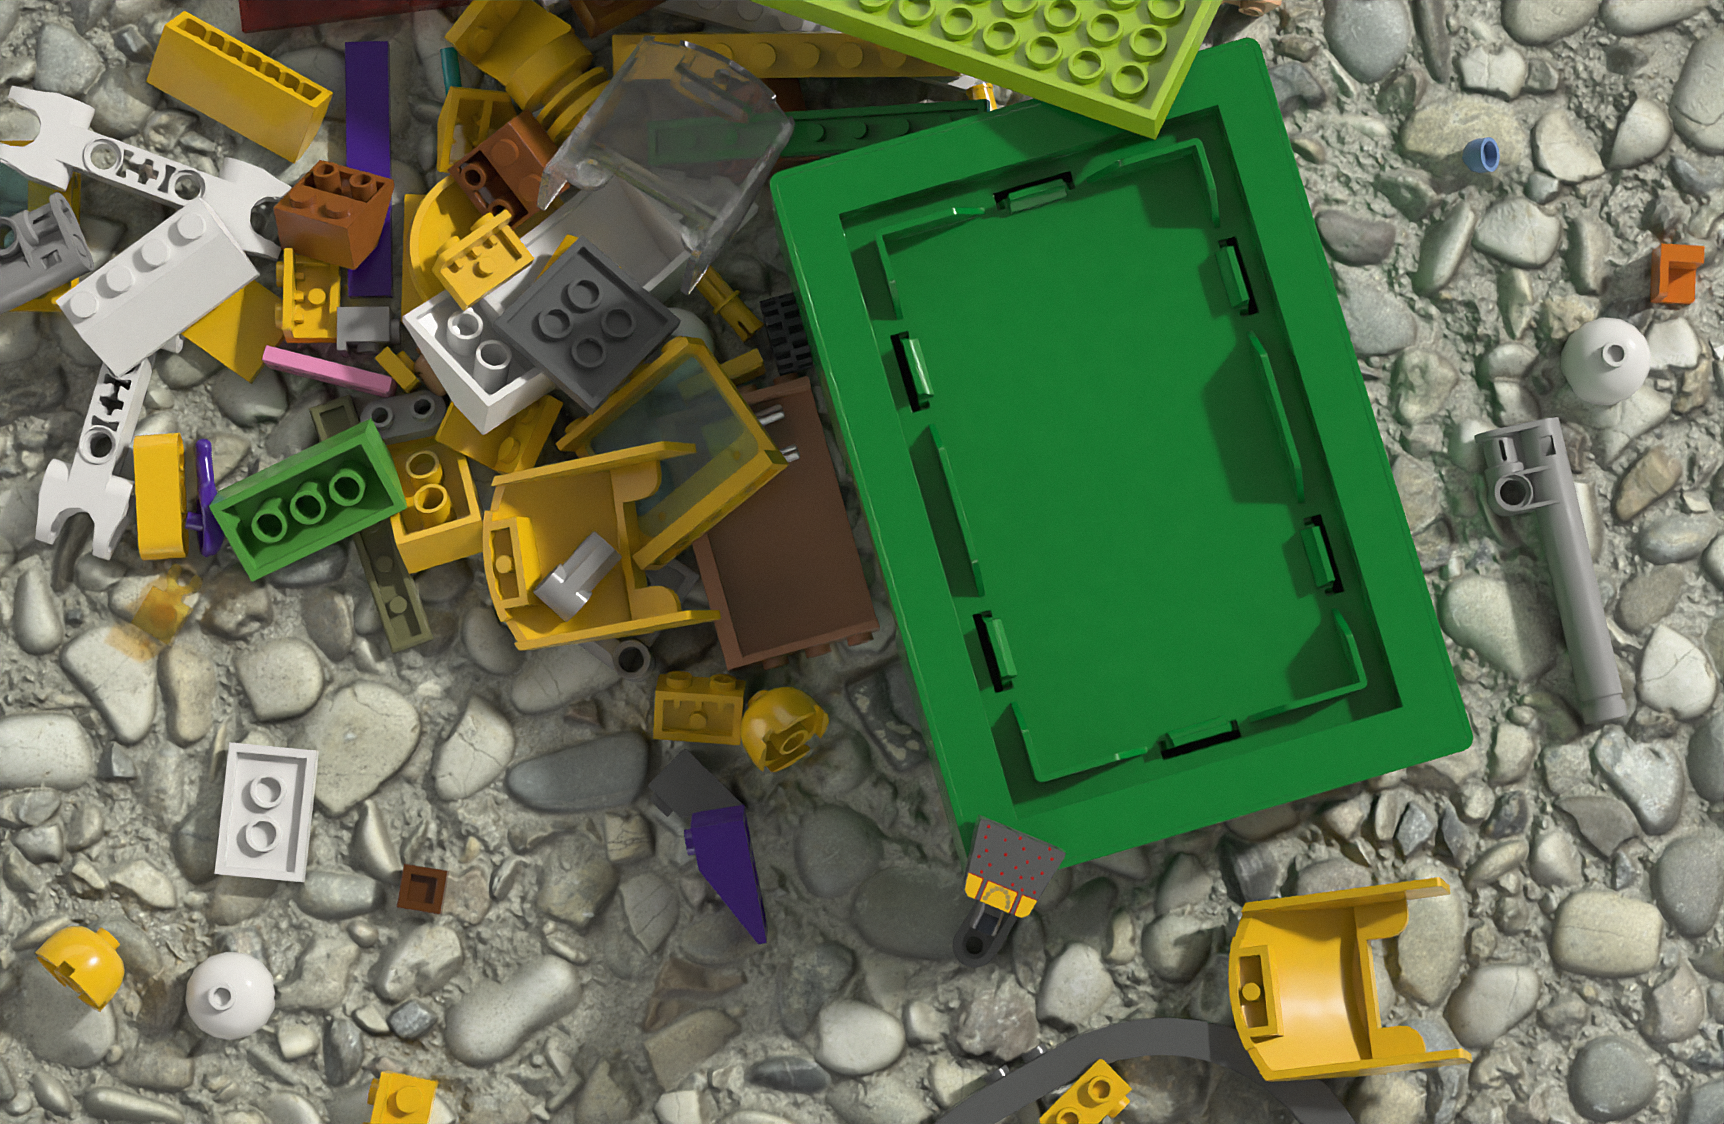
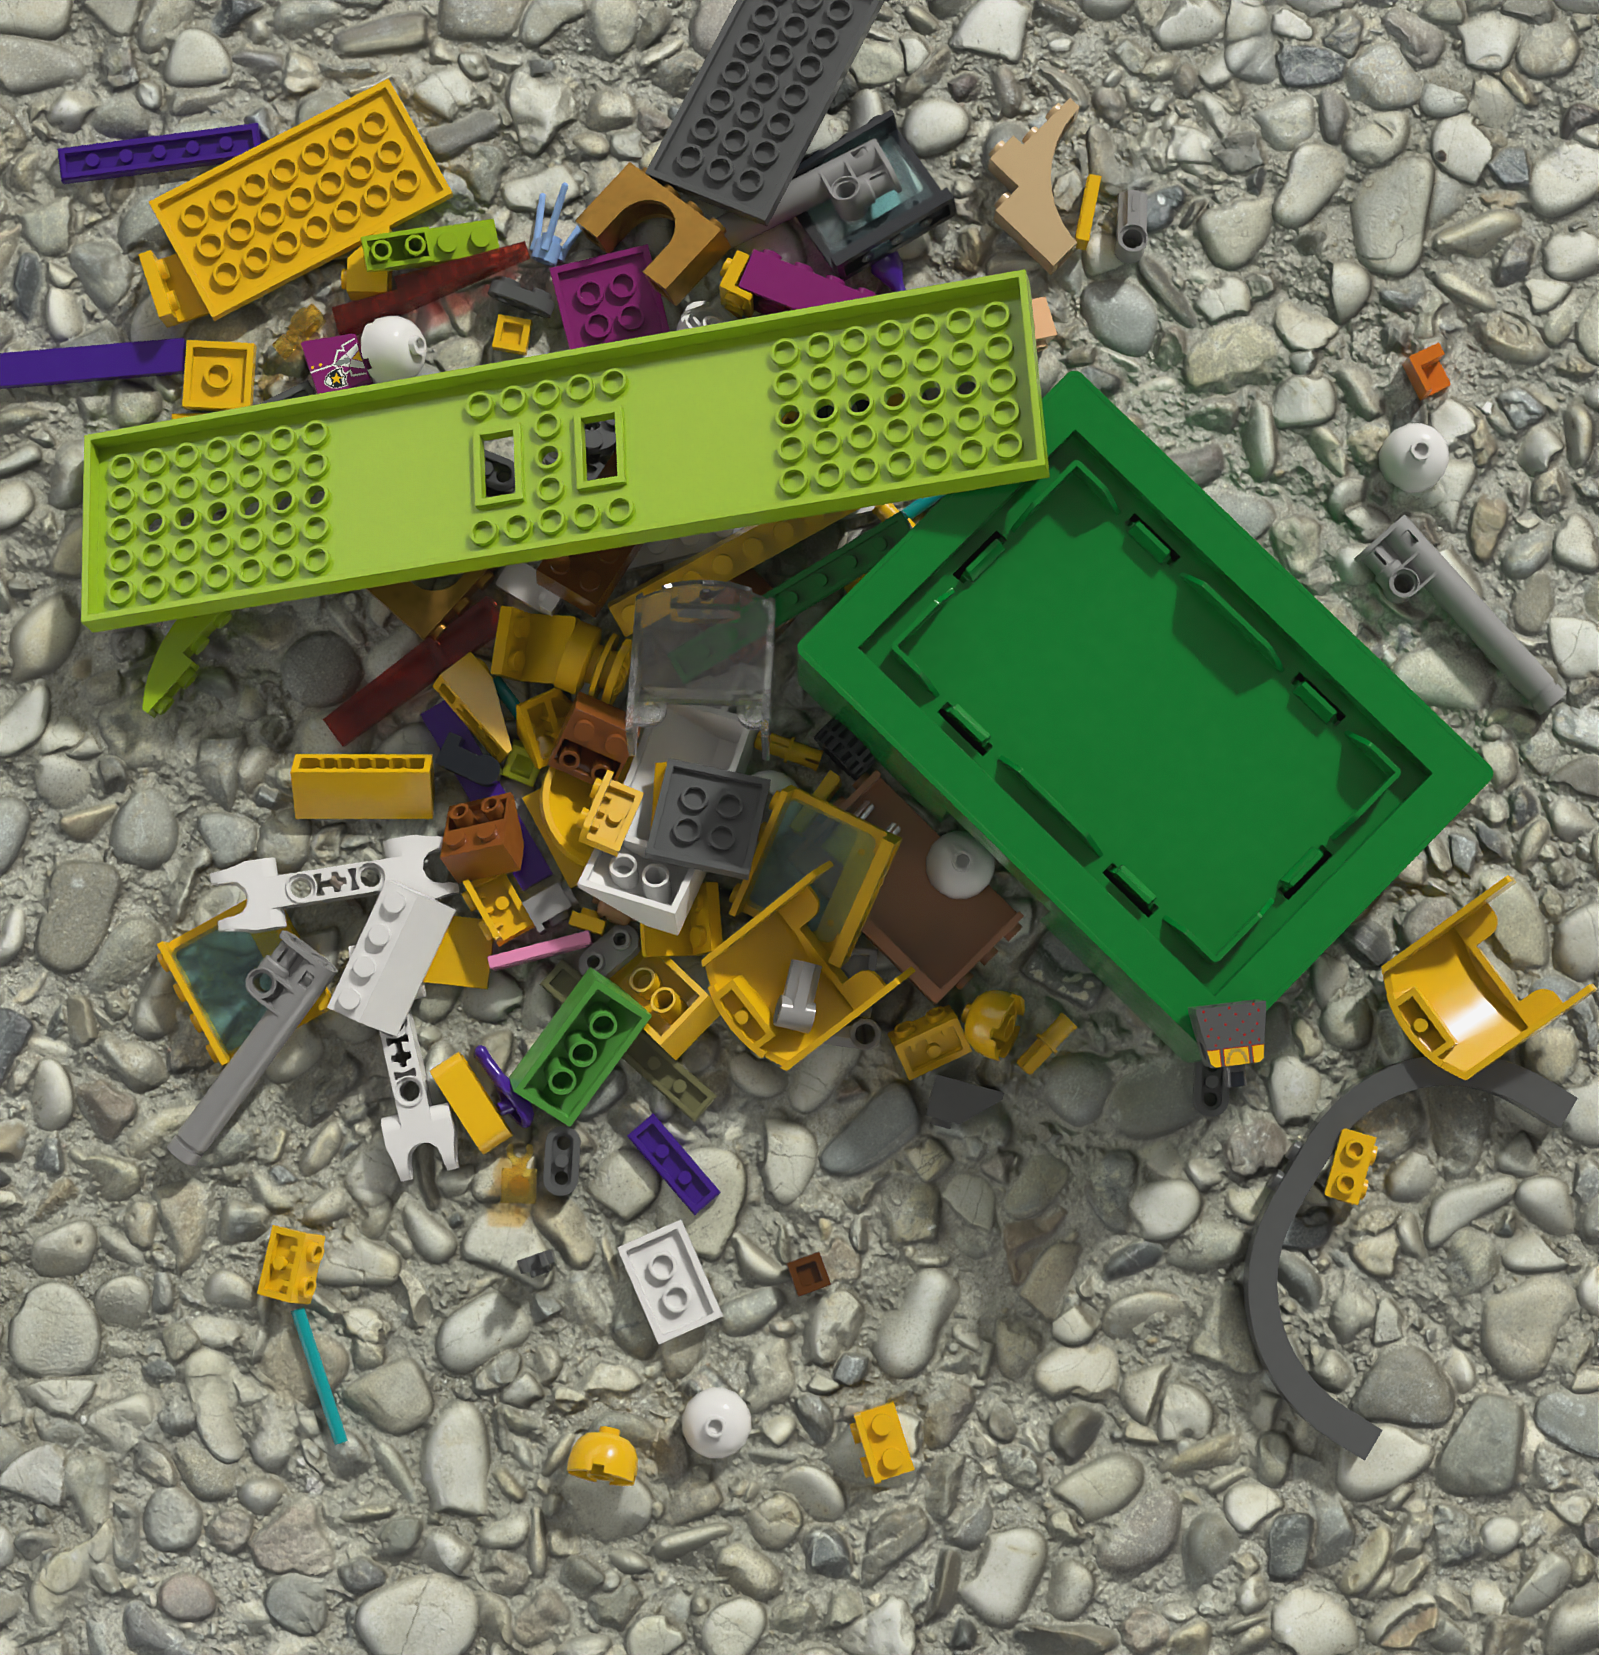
camera: 30 degrees left, 0 degrees up
(133, 711) = (537, 1263): none -> dark grey plate
(221, 612) = (562, 1160): none -> dark grey plate
(344, 687) = (673, 1164): none -> dark purple tile
(373, 135) = (479, 769): none -> black leg
(411, 52) = (474, 699): none -> yellow slope
(421, 158) = (519, 765): none -> neon yellow slope
(728, 863) = (1011, 1137): dark purple slope -> none
(826, 783) = (1046, 1044): none -> yellow axle
(836, 534) = (959, 865): none -> white cylinder
(1481, 155) = (1250, 362): medium blue hinge -> none

